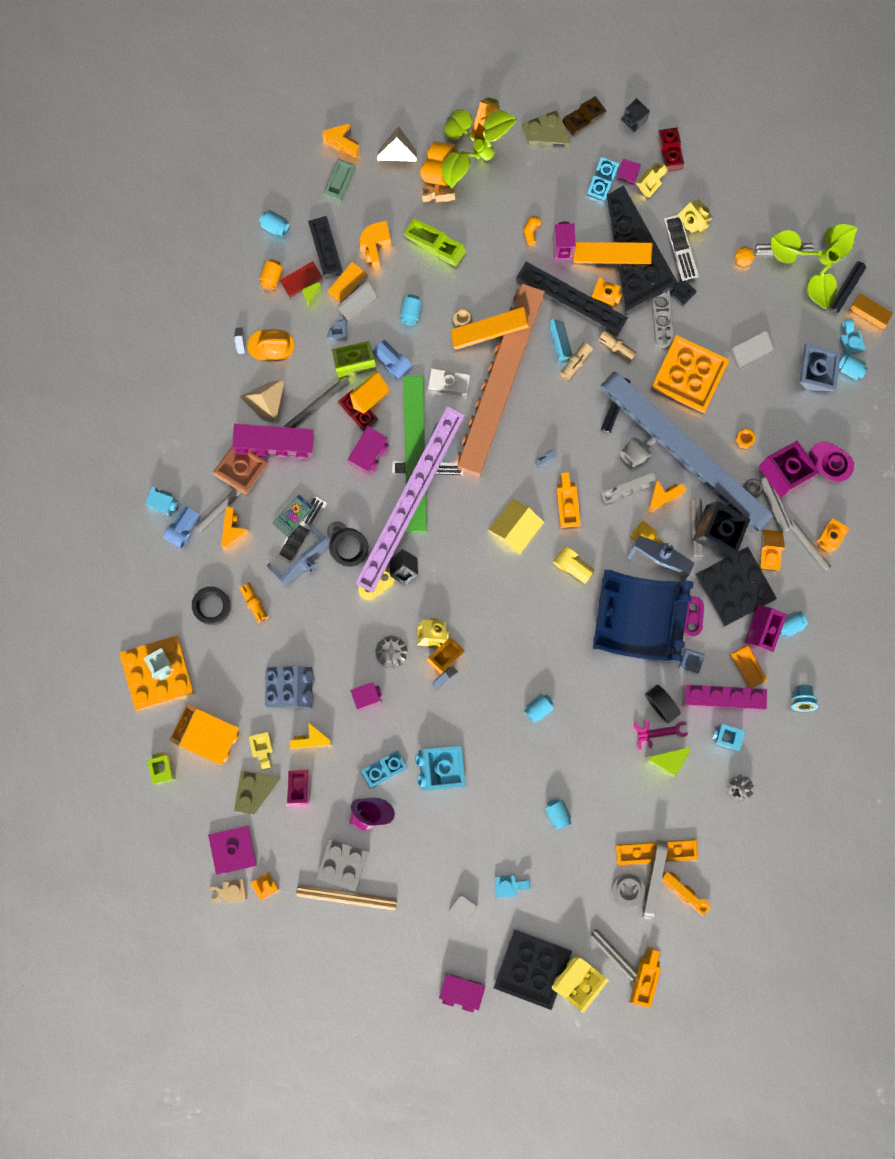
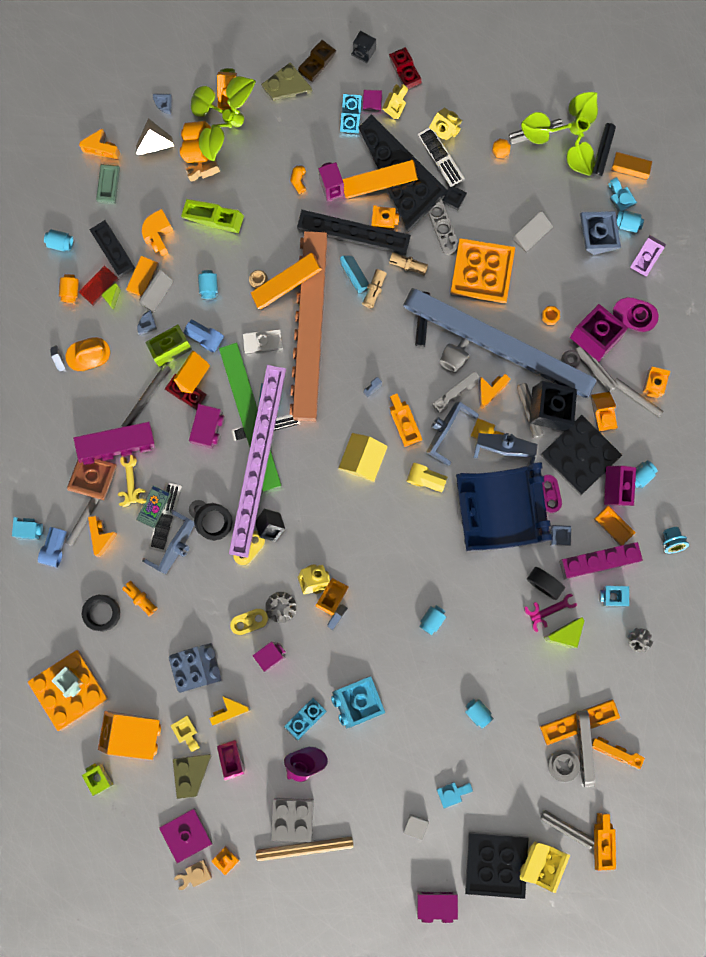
camera: 10 degrees left, 0 degrees up
(265, 399) = (97, 406): tan slope -> none
(276, 497) = (132, 495): none -> light yellow bar
(355, 657) = (249, 621): none -> light yellow plate
(418, 114) = (163, 102): none -> sand blue tile
(605, 519) = (444, 426): none -> sand blue piece
(861, 406) = (648, 255): none -> lavender slope

